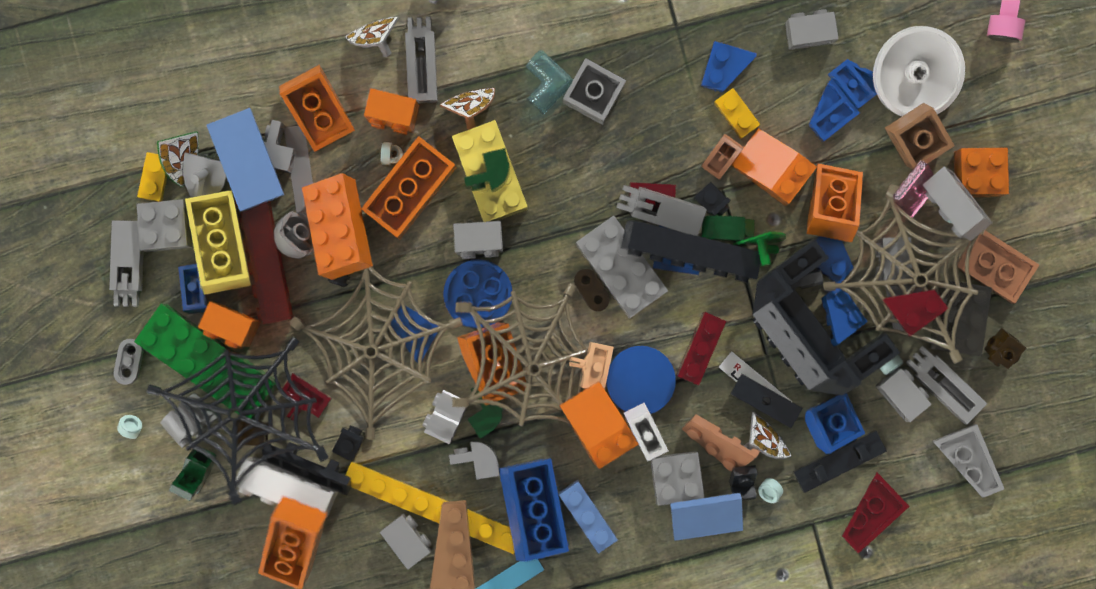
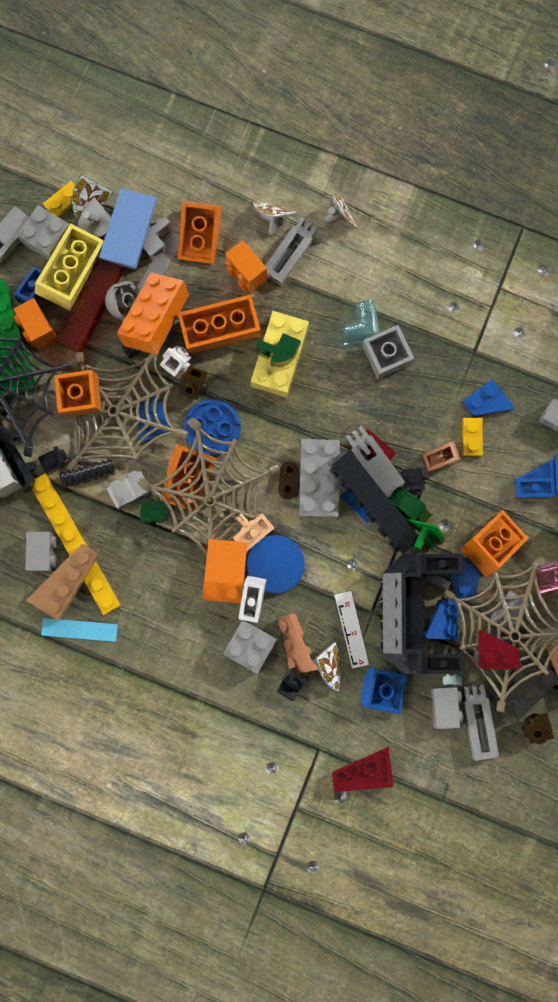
camera: 40 degrees right, 5 degrees down
(311, 392) = (50, 421): dark red plate -> none
(324, 361) = (77, 393): none -> orange brick
(386, 153) = (222, 293): light aqua tile -> none
(392, 430) = (87, 473): none -> black piece
(394, 256) = (176, 360): none -> white brick
(428, 265) = (193, 383): none -> dark brown brick
(470, 104) = (300, 301): shield -> none
(478, 239) = (239, 389): light grey brick -> none
(484, 459) = (133, 534): light grey brick -> none
(533, 510) = (138, 594): blue brick -> none
(588, 516) = (171, 626): medium blue brick -> none
(700, 348) = (331, 572): dark red brick -> none
(707, 516) = (250, 687): medium blue tile -> none
(770, 490) = (306, 703): light aqua tile -> none
(773, 166) = (471, 489): orange slope -> none
(778, 407) = (354, 652): black tile -> none
(839, 461) = (368, 720): black hinge -> none
(972, 459) = (460, 786): light grey wing -> none

